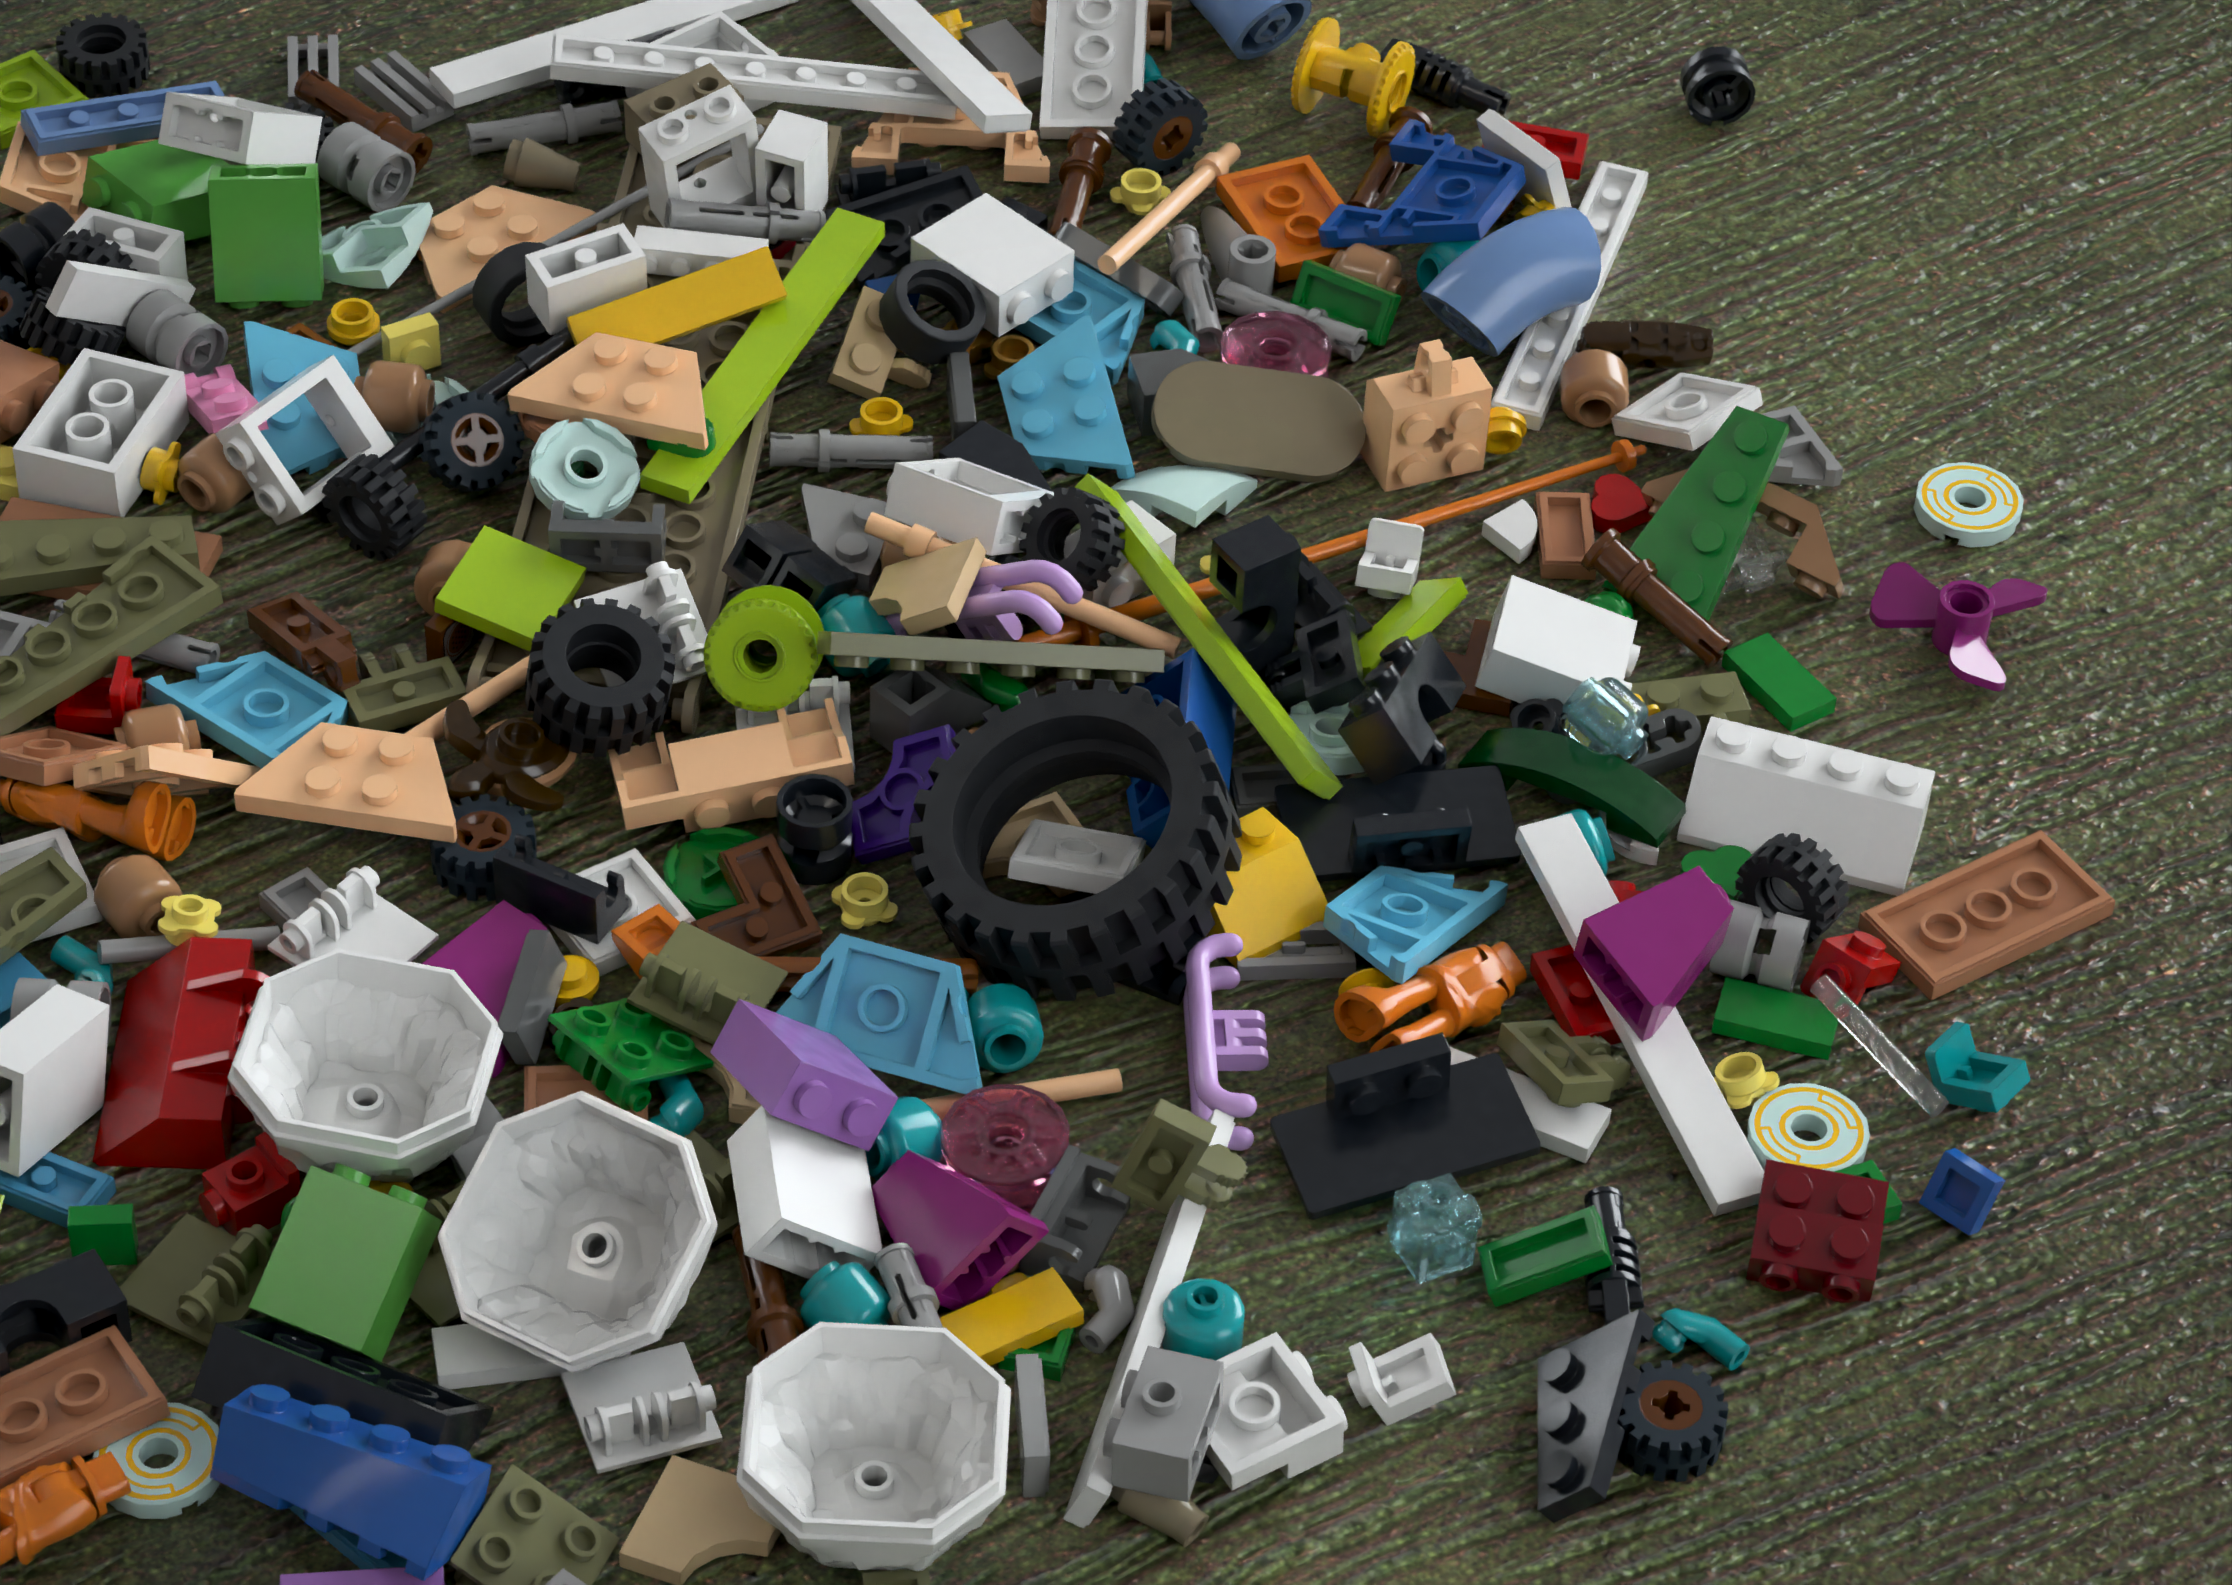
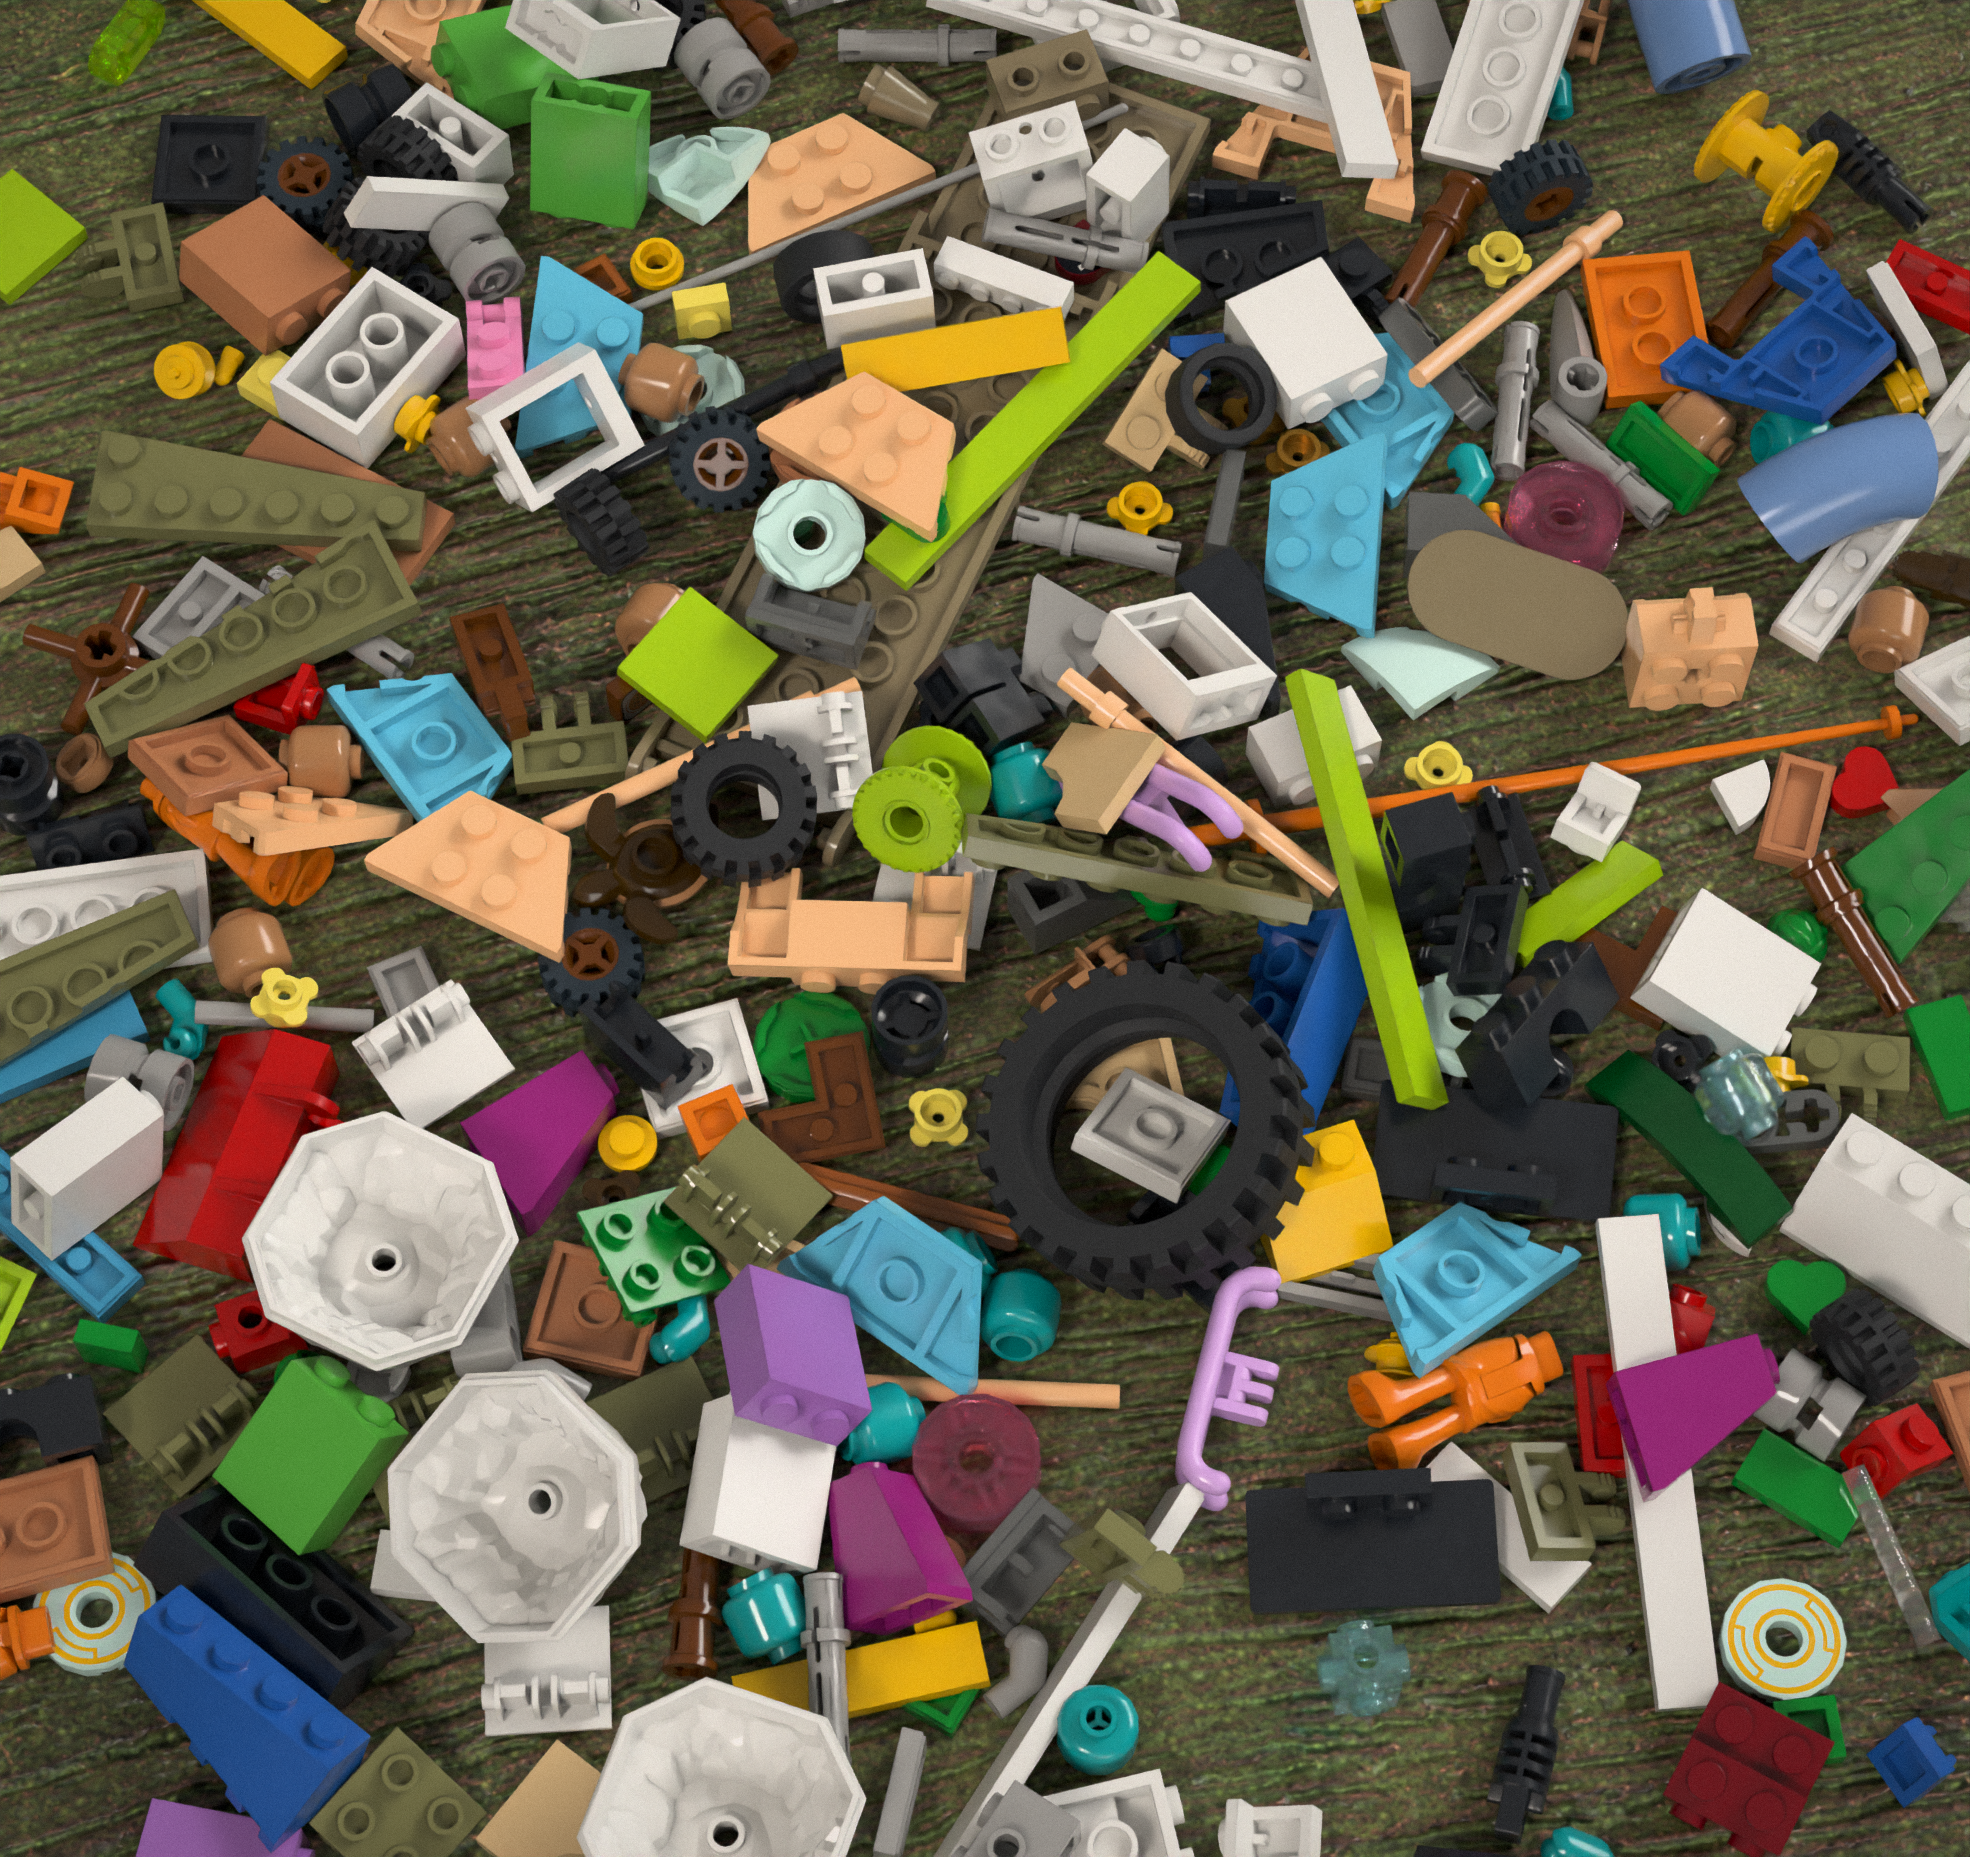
camera: 20 degrees right, 20 degrees up
(532, 996) = (575, 1174): dark grey tile -> none
(885, 813) = (985, 1020): dark purple tile -> none
(1097, 540) = (1287, 742): black tyre -> none
(1505, 430) = (1773, 664): yellow plate -> none
(1544, 1256) = (1461, 1732): green tile -> none
(1744, 1079) = (1733, 1549): light yellow plate -> none

